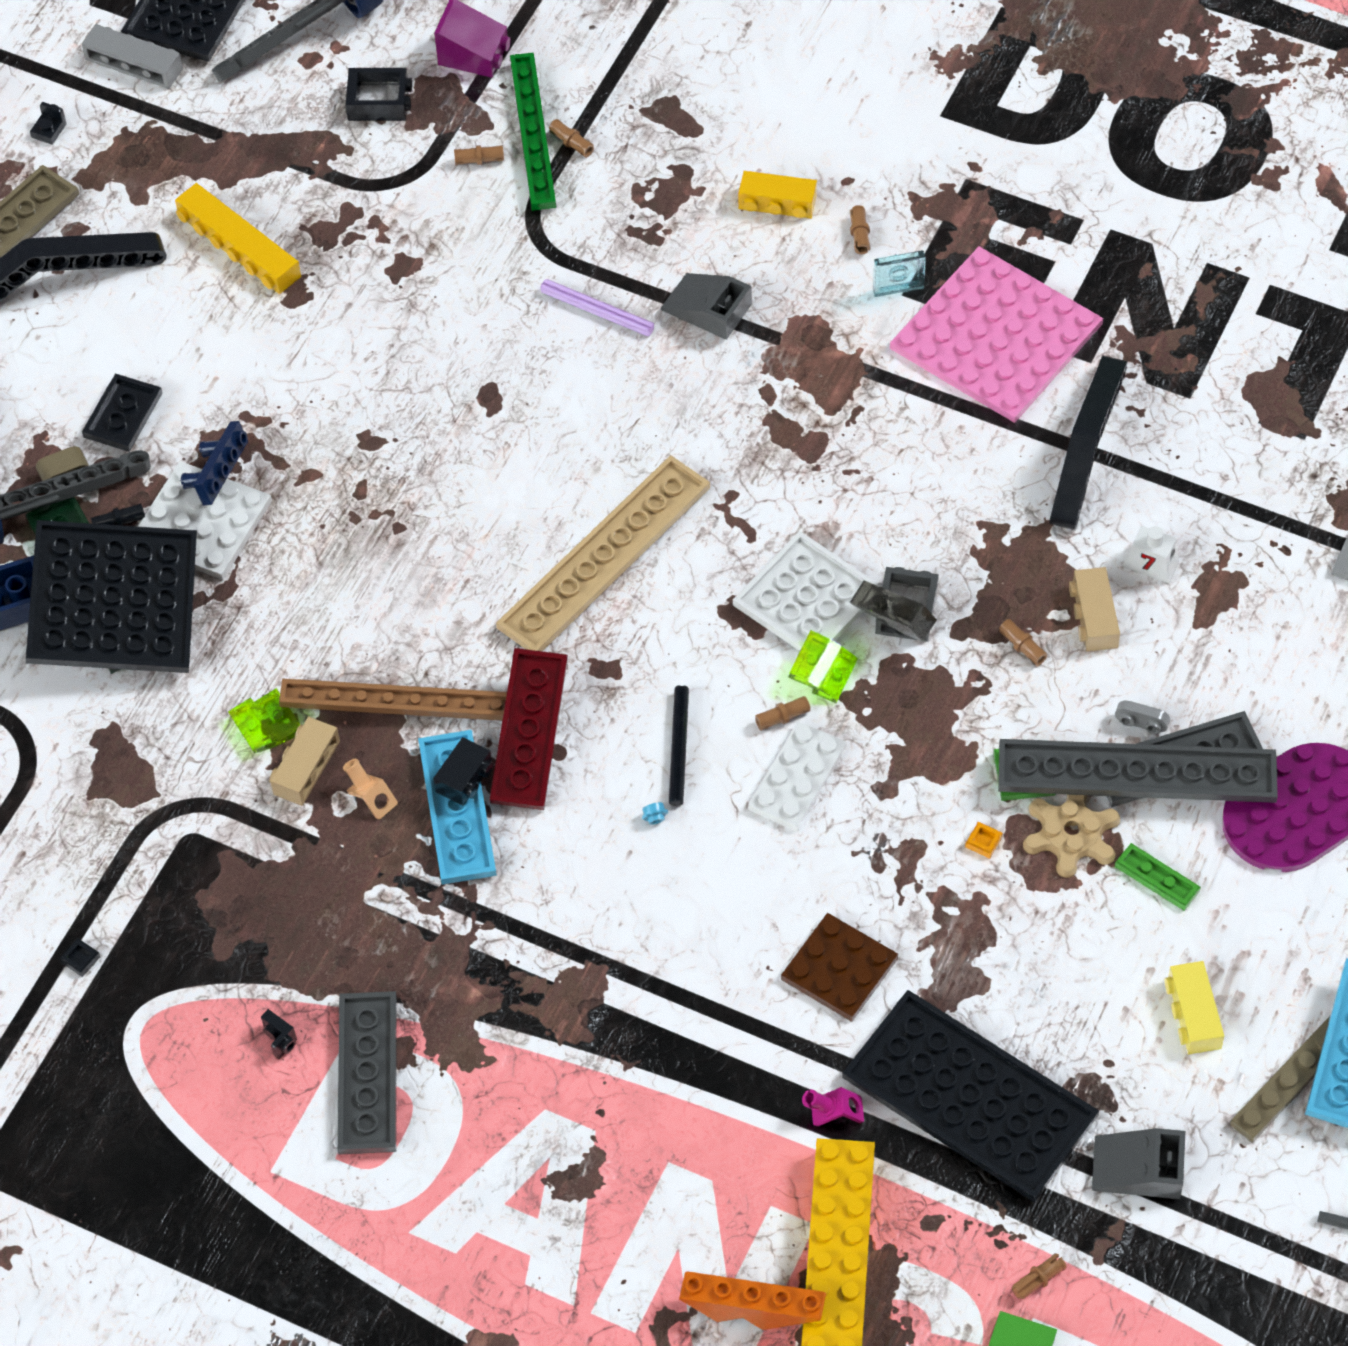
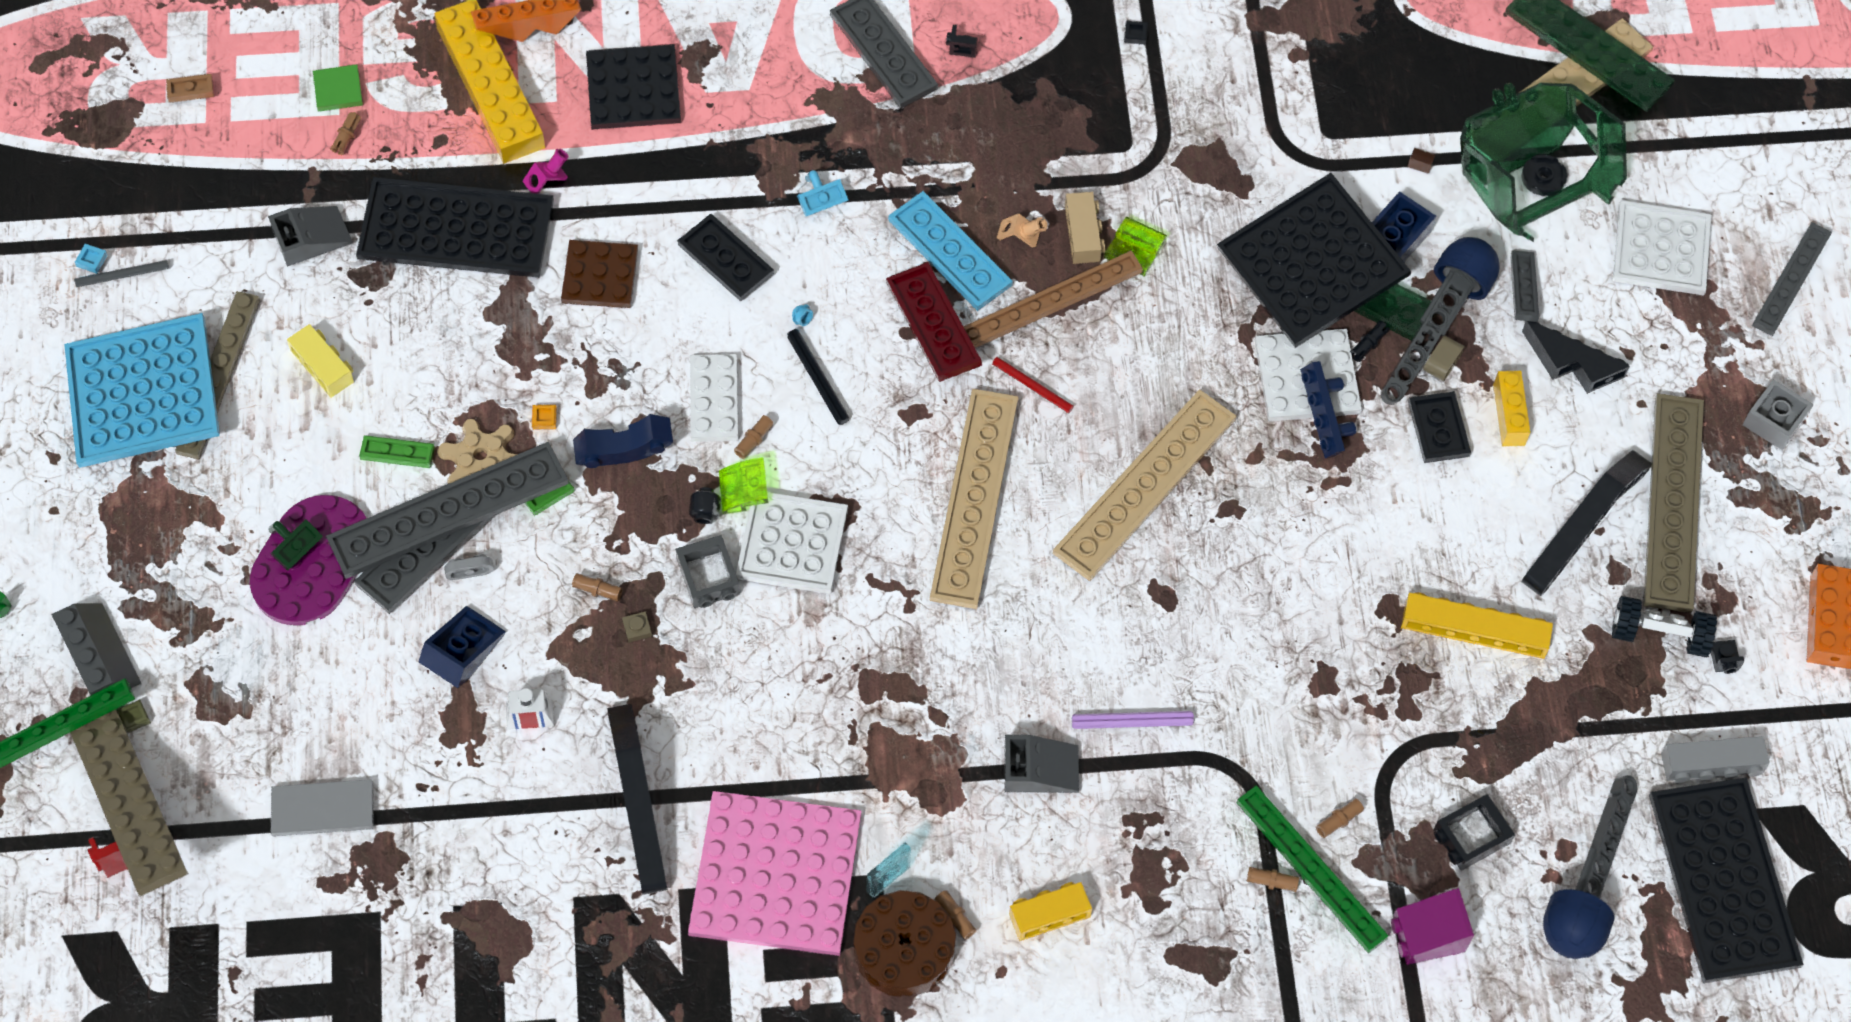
camera: 145 degrees right, 5 degrees up
(44, 392) = (1511, 408): none -> yellow brick
(82, 157) = (1699, 633): none -> black plate
(433, 491) = (1144, 485): none -> tan plate
(463, 771) = (957, 262): black brick -> none
(471, 637) = (1032, 384): none -> red bar
(550, 928) = (821, 196): none -> medium azure plate
(674, 1174) = (633, 86): none -> black plate
(695, 914) = (725, 257): none -> black plate
(873, 664) = (704, 506): none -> black head
(894, 610) = (702, 534): clear smoke slope -> none
(919, 762) = (609, 447): none -> dark blue brick
(920, 216) = (905, 967): none -> reddish brown brick
(1003, 592) = (636, 627): none -> dark tan plate
(1095, 609) = (552, 641): tan brick -> none
(1186, 646) = (460, 646): none -> dark blue slope
(1314, 805) = (294, 544): none -> dark green plate

